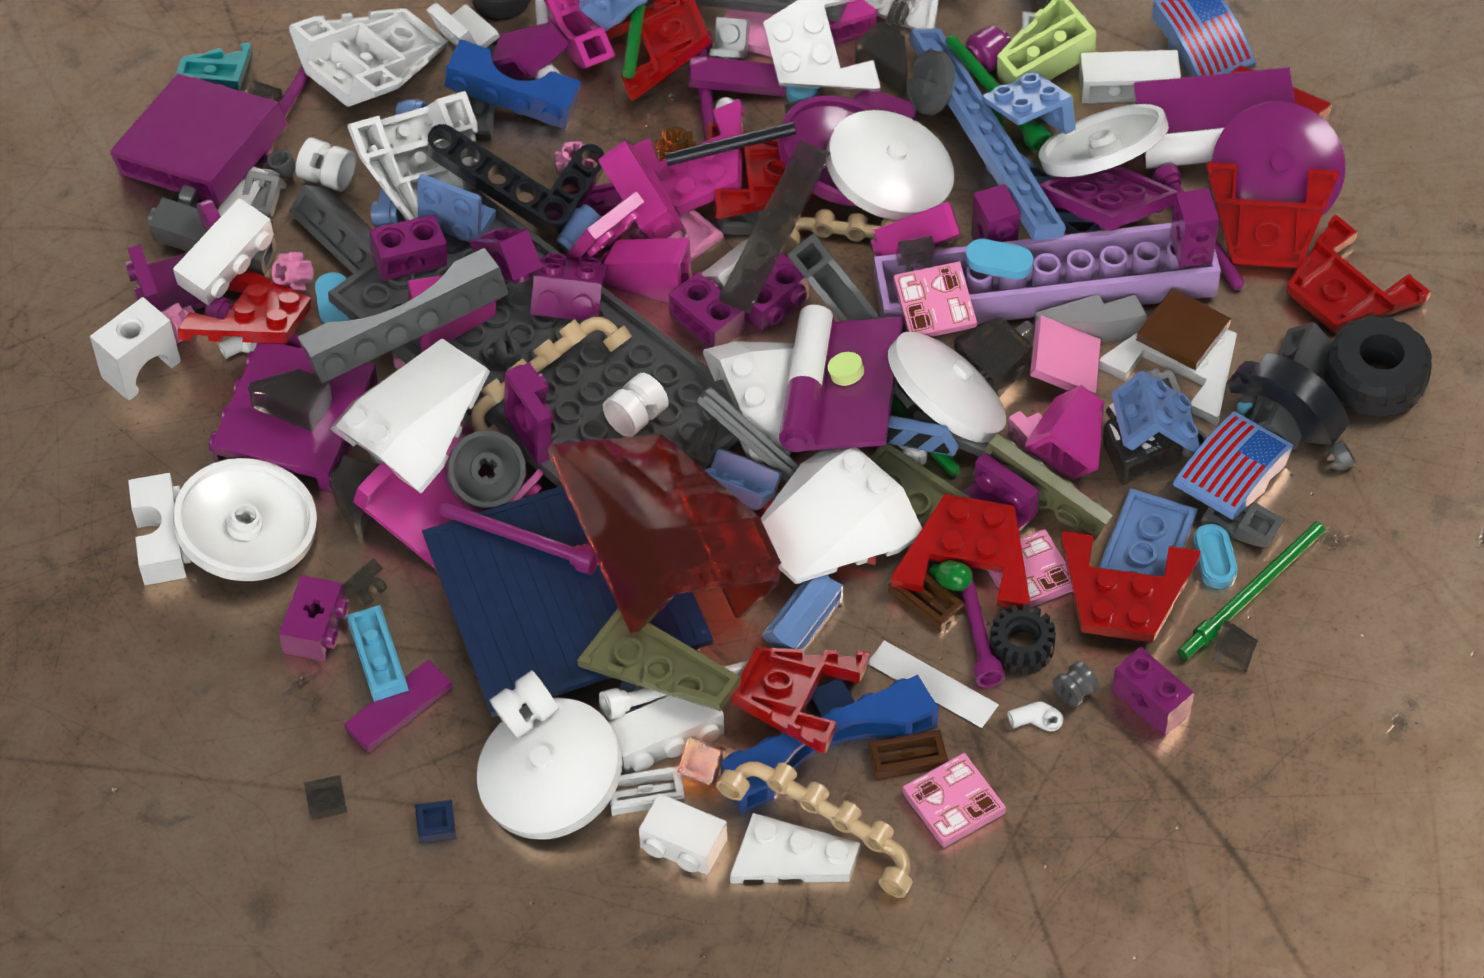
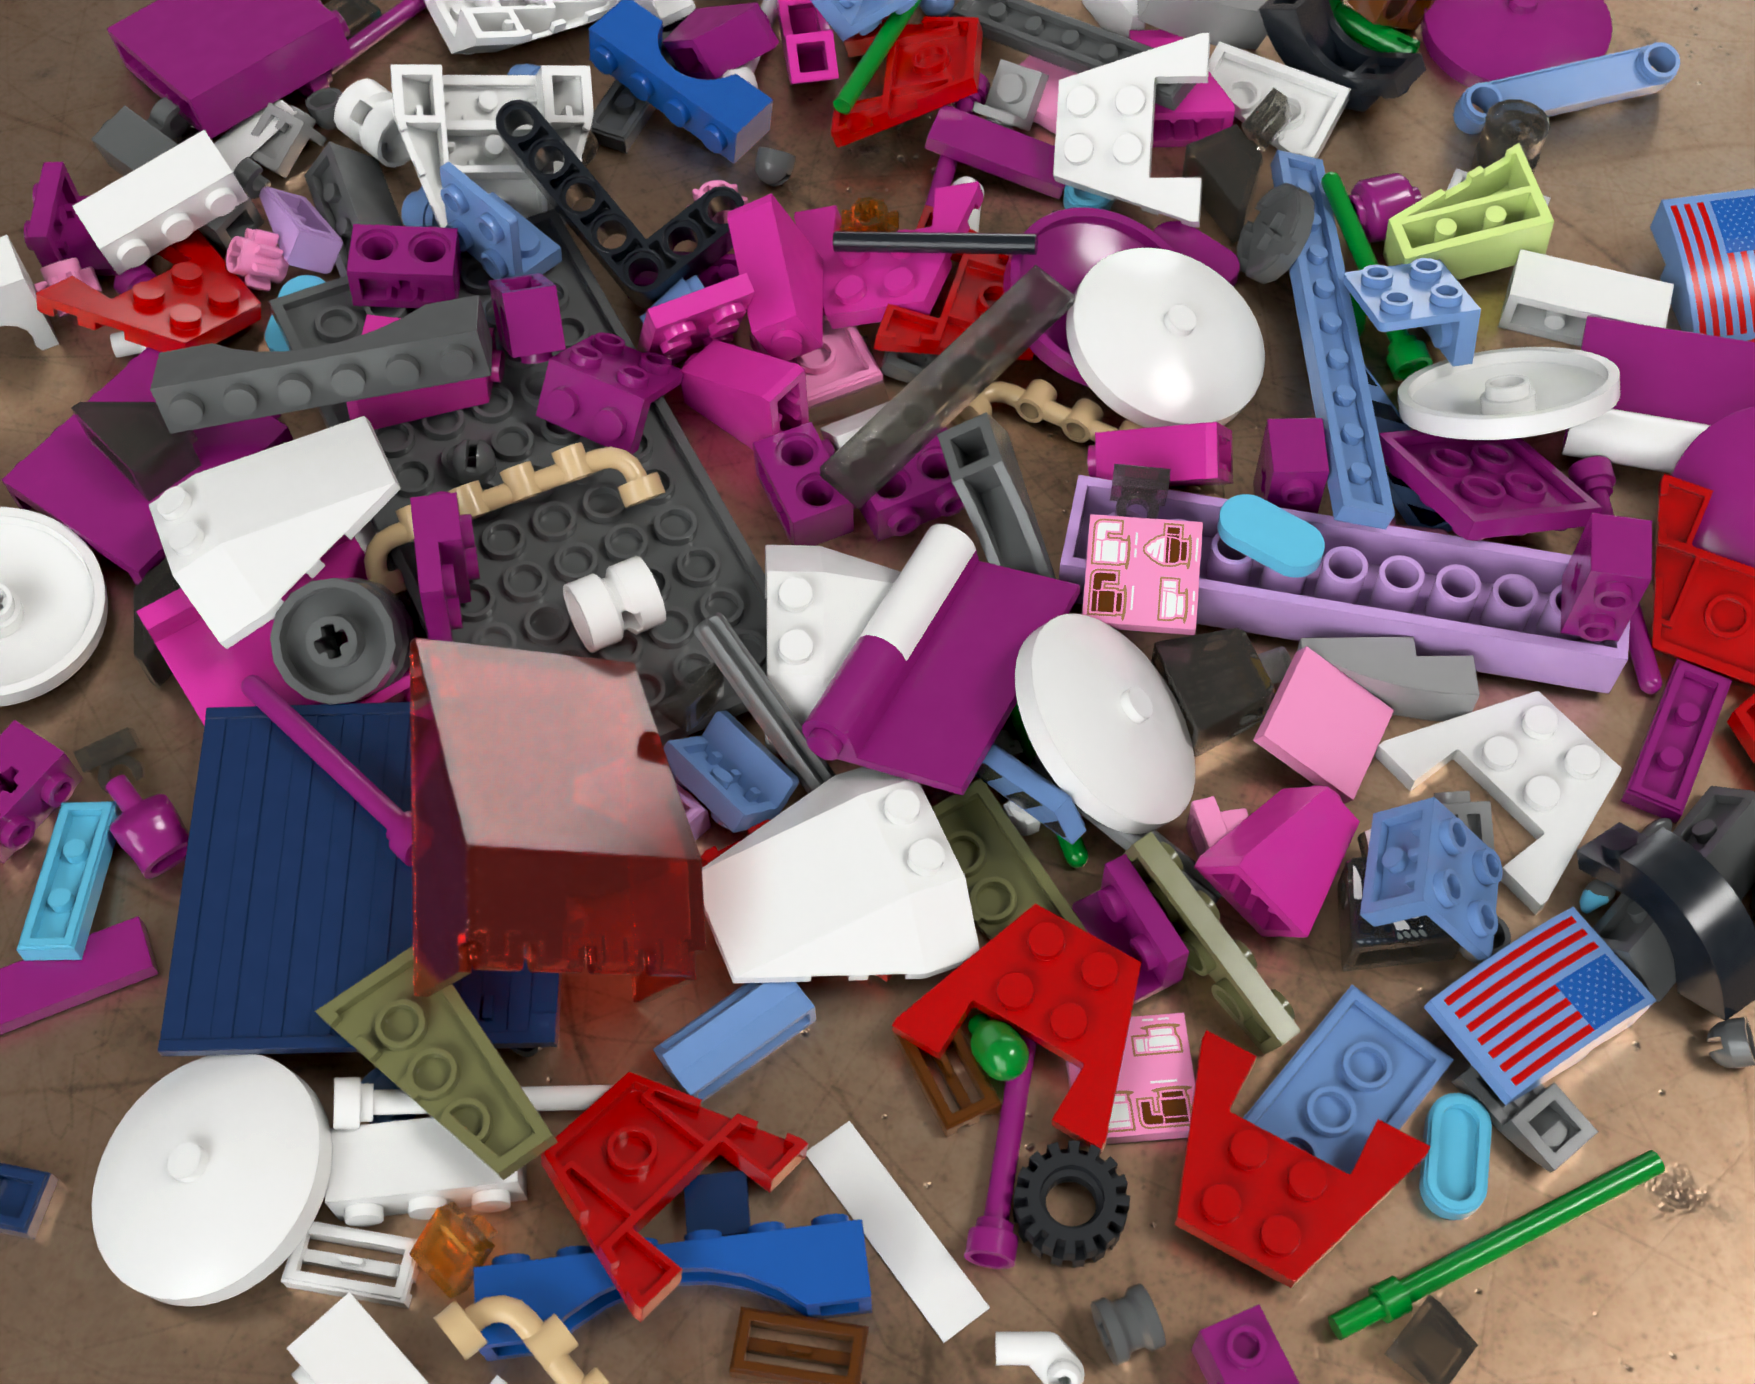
camera: 20 degrees right, 5 degrees up
(207, 213) = (162, 138): magenta tile -> none
(319, 250) = (302, 231): none -> lavender slope
(408, 612) = (147, 828): none -> magenta piece
(536, 697) = (188, 1065): white wheel -> none
(596, 123) = (774, 165): none -> dark grey hinge
(846, 368) = (956, 644): yellowish green tile -> none
(1183, 329) = (1534, 737): reddish brown tile -> none
(1261, 310) = (1676, 741): none -> magenta tile

